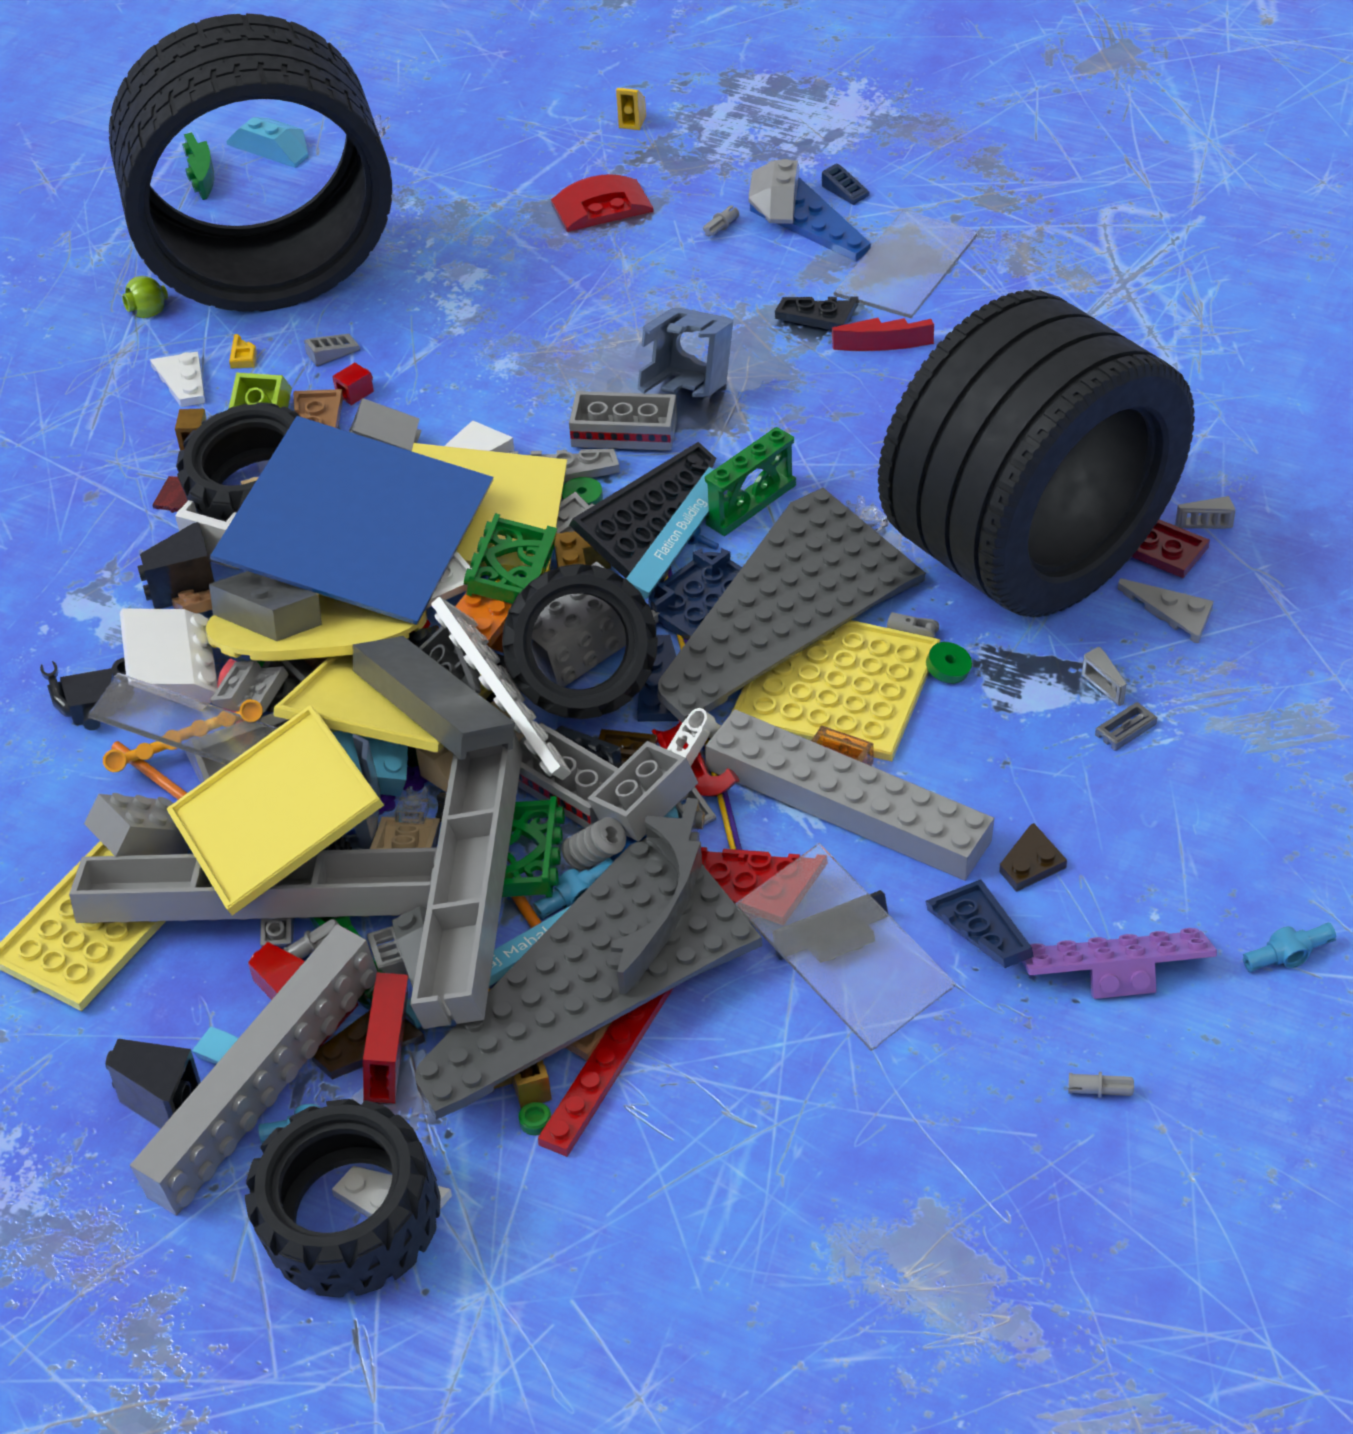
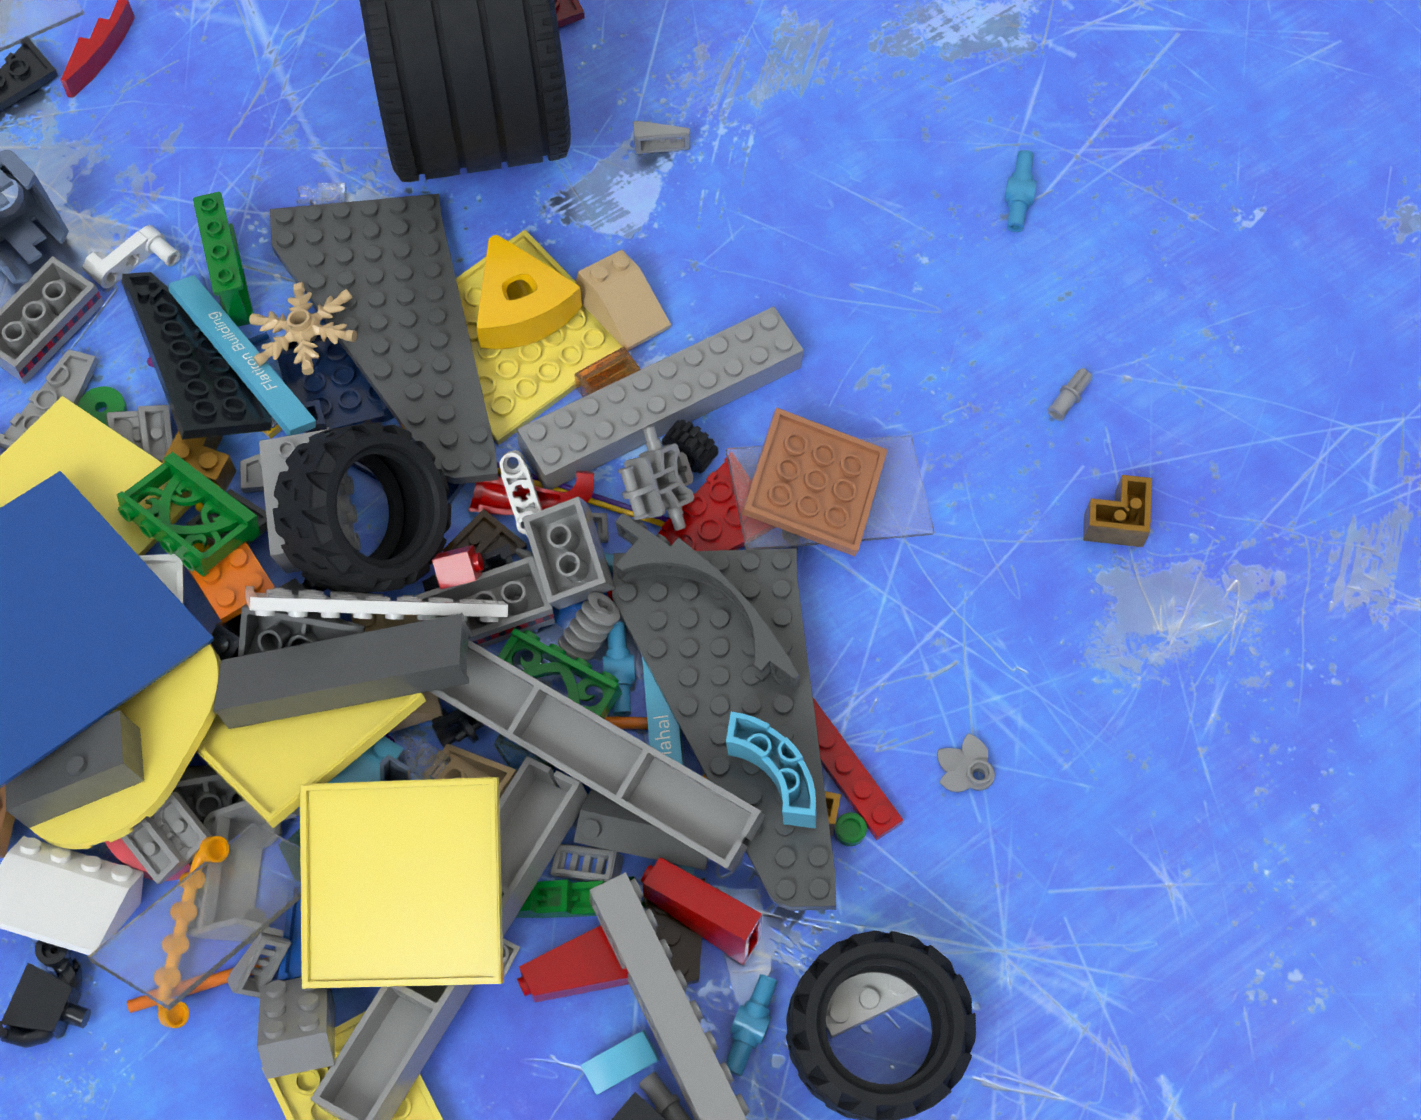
camera: 65 degrees left, 20 degrees up
(163, 789) = (239, 977): none -> light grey slope
(311, 940) = (538, 925): light grey axle -> none
(531, 1008) = (780, 760): none -> medium azure brick
(576, 725) = (458, 566): none -> brick
(651, 1173) = (963, 763): none -> light grey plate
(724, 547) = (303, 328): none -> tan piece
(731, 439) = (126, 257): none -> white beam
(748, 809) = (658, 481): none -> light grey piece
(813, 826) = (693, 443): none -> black tyre
(837, 920) = (815, 482): none -> nougat plate
(859, 669) = (521, 298): none -> yellow piece
(913, 625) = (479, 248): light grey bar -> none
(920, 724) = (622, 300): none -> tan slope
(958, 665) = (558, 238): green piece -> none
(983, 922) = (865, 379): dark blue wing -> none
(995, 1181) = (1122, 520): none -> pearl gold brick
(1031, 859) = (814, 307): dark brown wing -> none
(1121, 964) = (960, 310): medium lavender bracket -> none
(1130, 727) = (721, 176): flat silver tile -> none
(1173, 607) = (613, 44): light grey wing -> none

